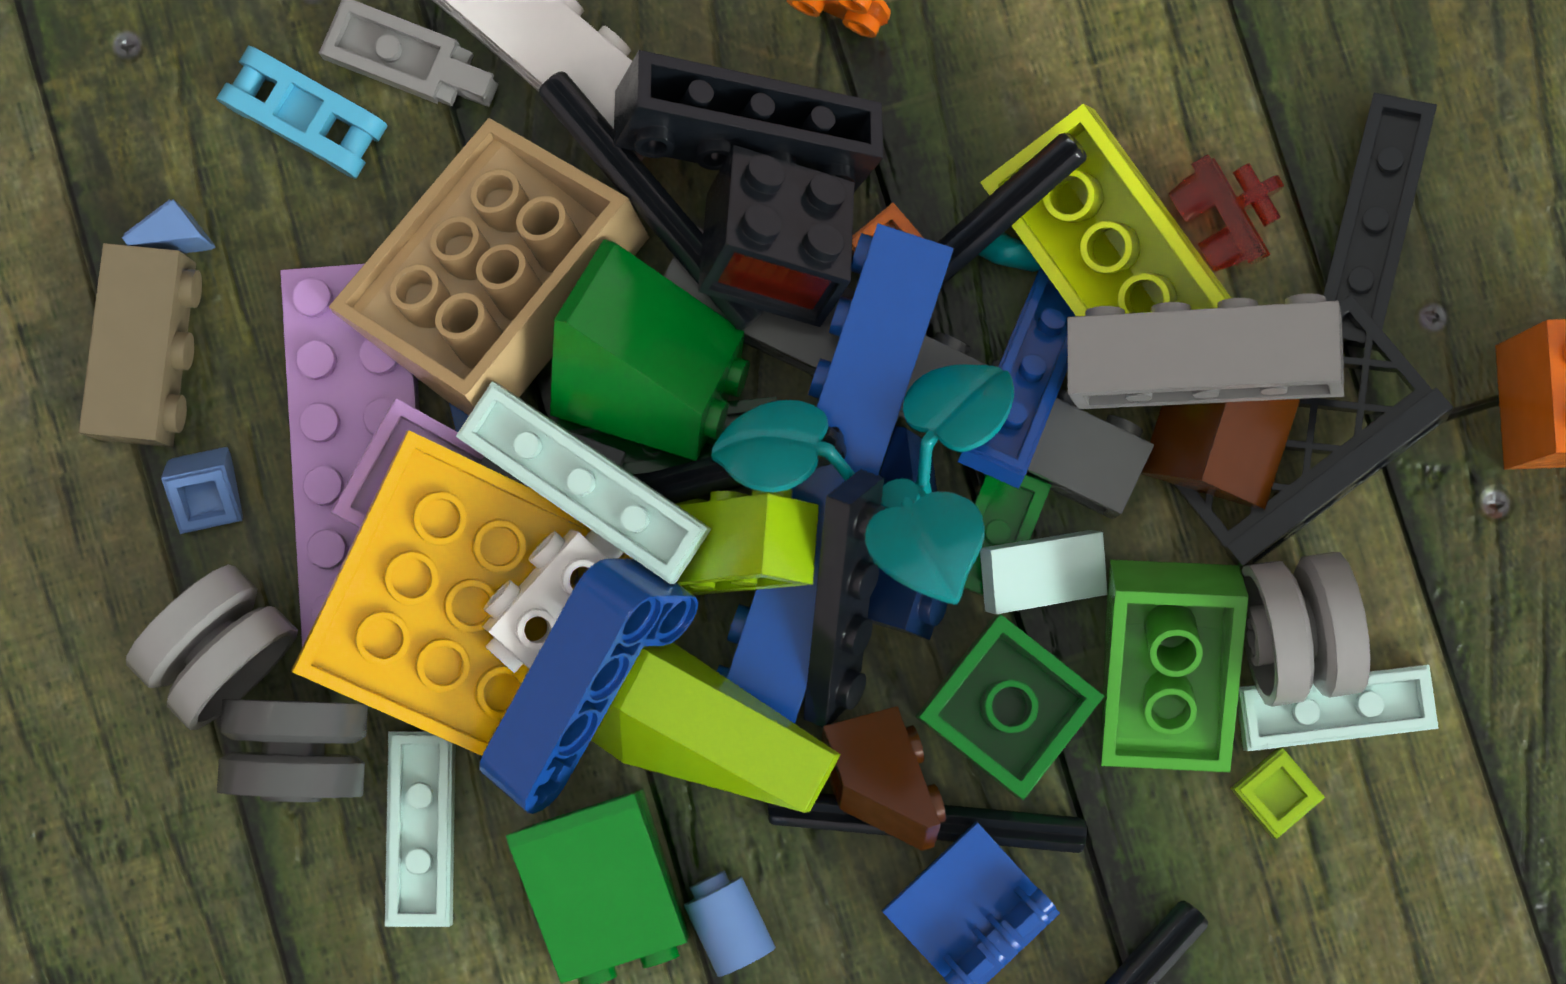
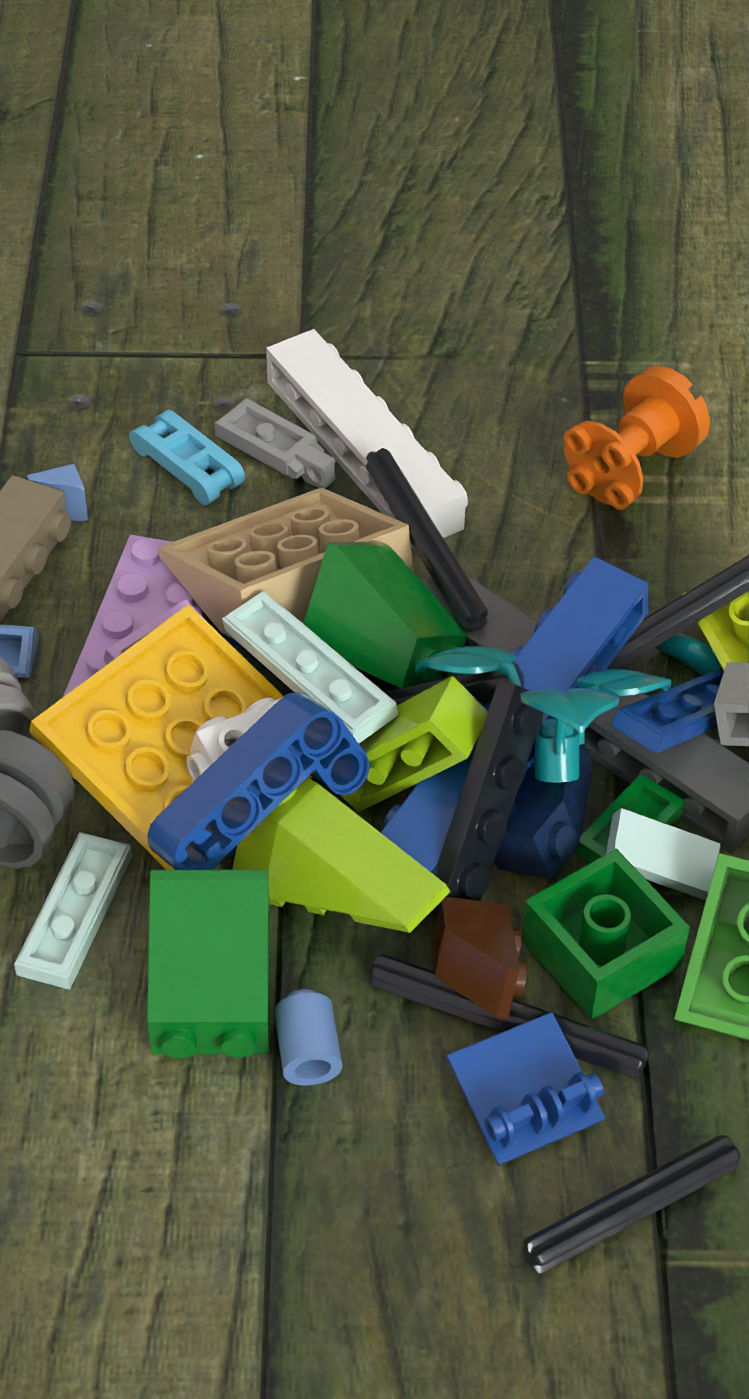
camera: 15 degrees right, 35 degrees down
(703, 110) = (512, 507): black brick -> none
(777, 237) = (513, 565): black piece -> none

